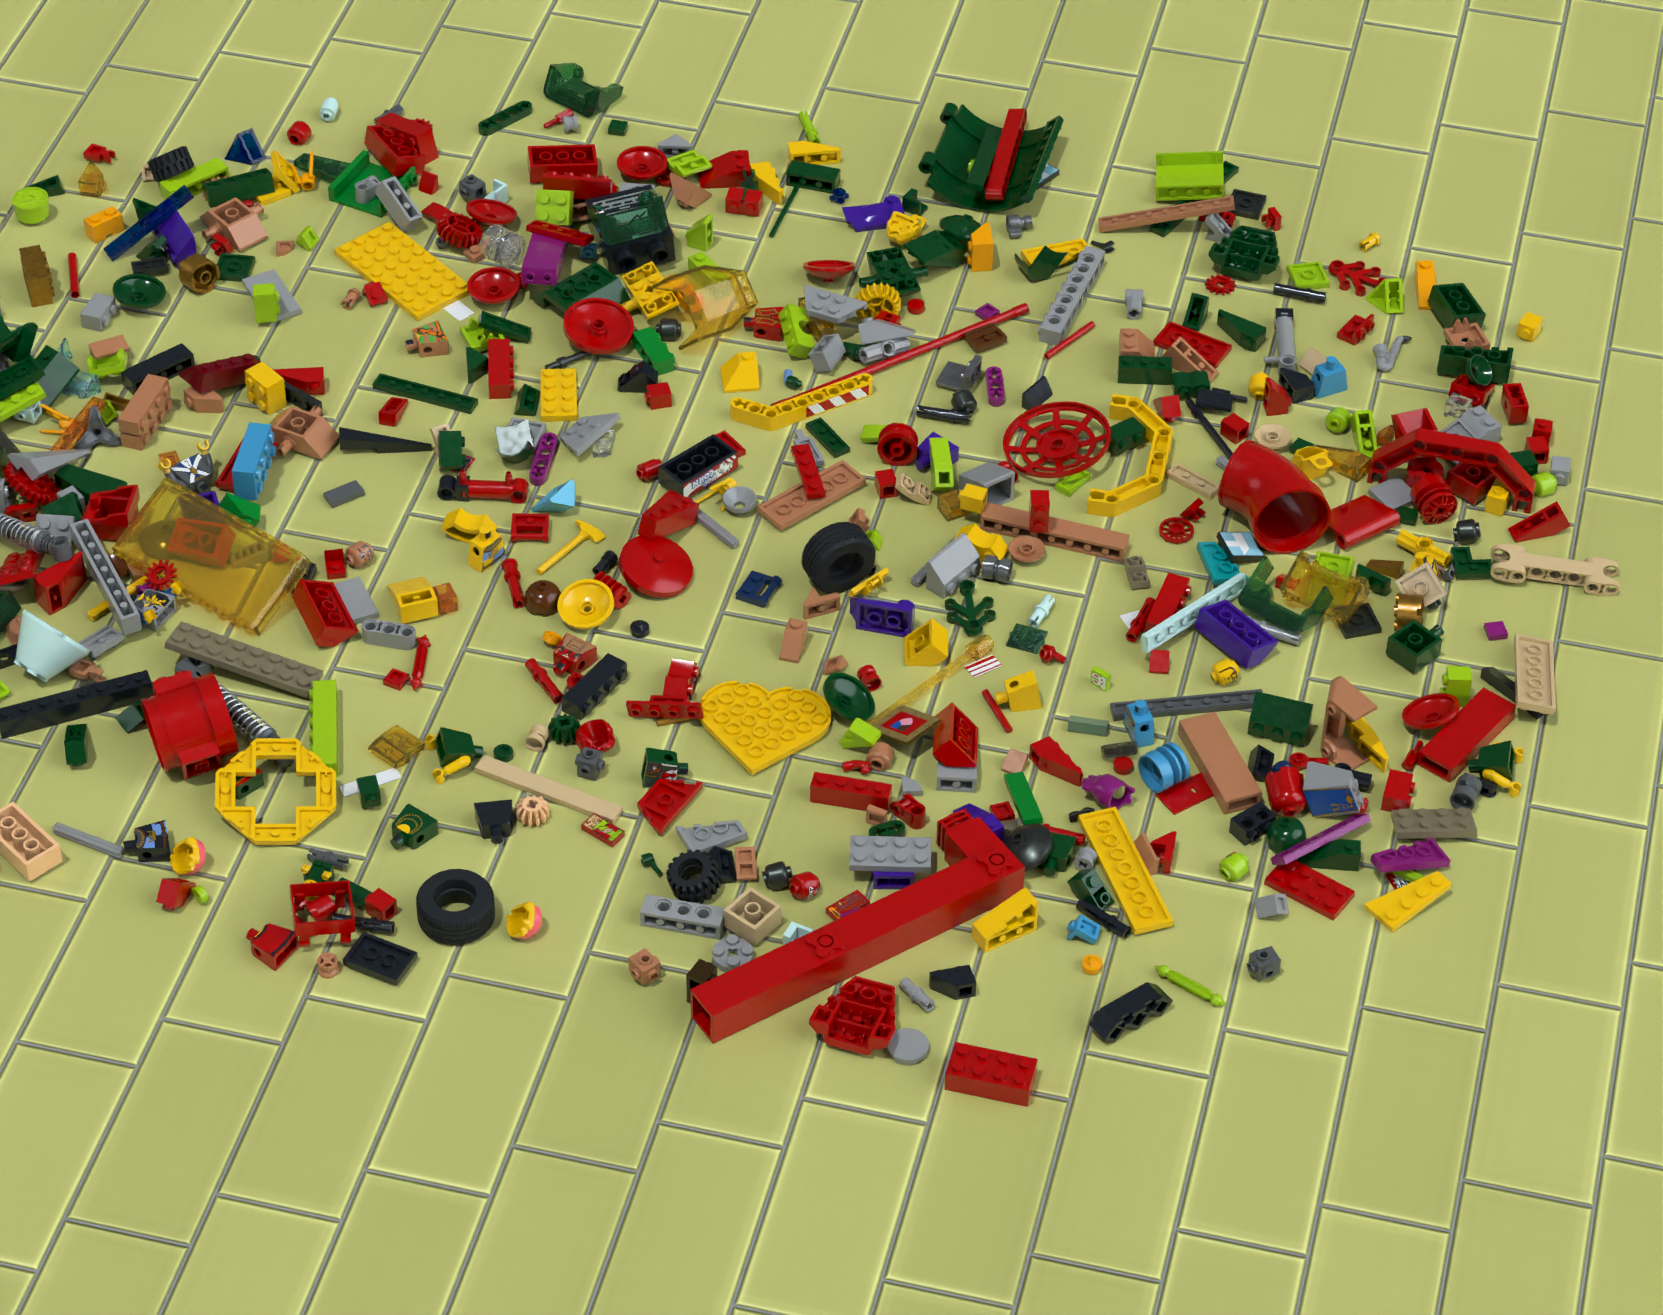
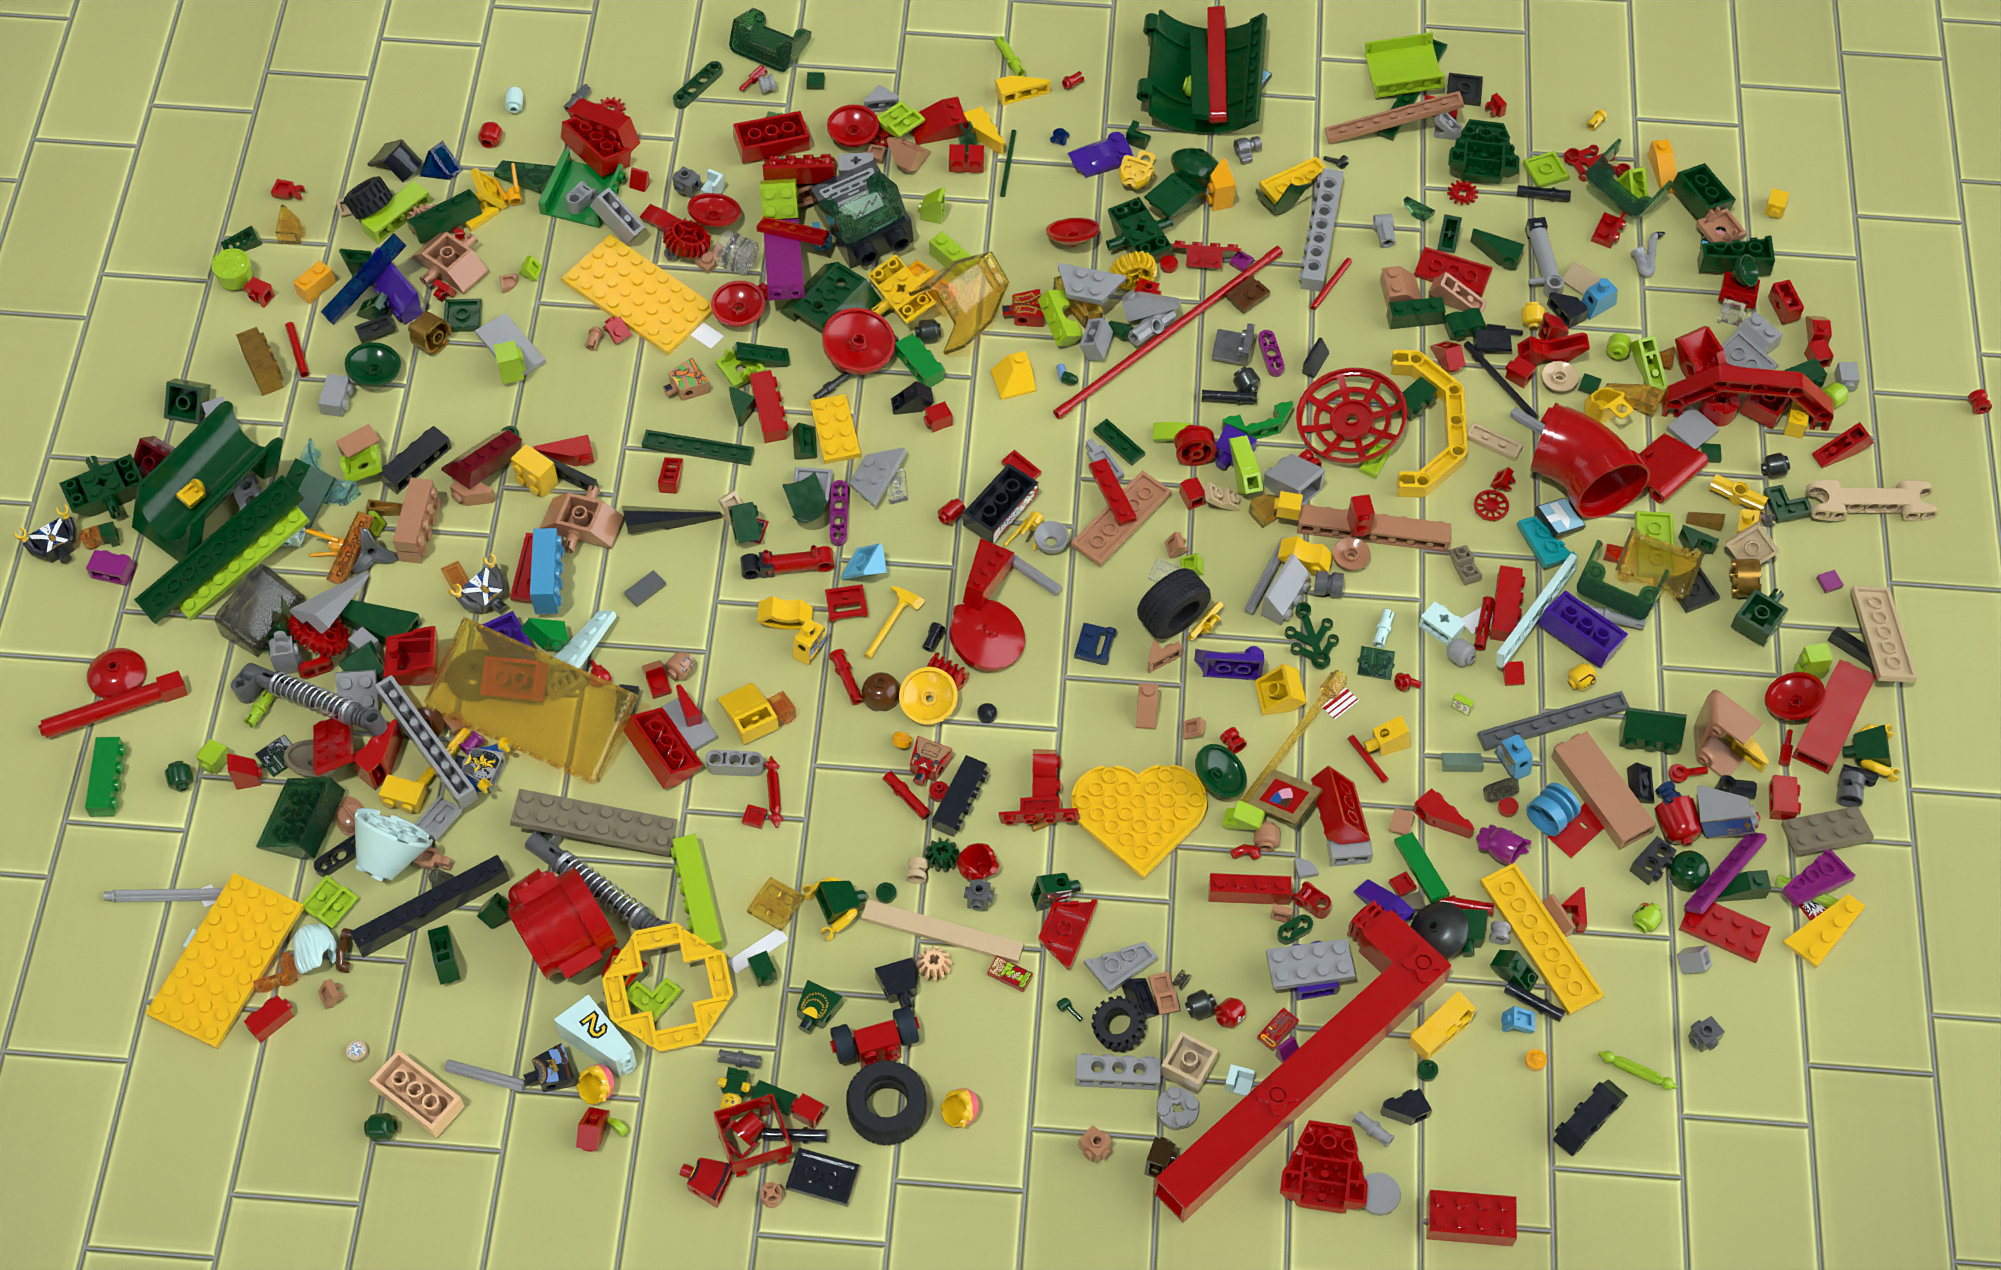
camera: 10 degrees left, 15 degrees up
(51, 226) = (259, 291): none -> red brick
(73, 618) = (402, 794): none -> yellow brick
(157, 569) = (479, 724): red gear -> none
(195, 815) = (596, 1036): none -> light aqua slope
(209, 141) = (398, 159): none -> black piece
(263, 804) = (654, 1001): none -> lime plate
(284, 518) = (583, 643): none -> light aqua wing
(358, 587) = (689, 709): none -> red slope
(459, 853) = (876, 1041): none -> brick
(661, 188) = (878, 152): none -> nougat tile
(765, 855) = (1182, 980): none -> clear smoke bush
(803, 406) = (1110, 394): yellow beam -> none
(813, 176) = (1028, 117): dark green brick -> none
(860, 155) = (1069, 82): none -> red pin
(952, 302) = (1205, 256): none -> red bracket
(975, 441) = (1265, 428): none -> green slope
(983, 958) = (1427, 1070): none -> dark green tile
(1074, 815) = (1477, 876): black piece -> none
(1099, 614) = (1441, 623): none -> light aqua brick
(1111, 638) = (1461, 652): none -> light grey head
(1173, 292) = (1418, 209): none -> clear green tile
(1278, 413) = (1556, 349): none -> red arch
(1360, 282) = (1601, 178): none -> clear green windscreen
(1433, 499) = (1737, 433): red wheel -> none

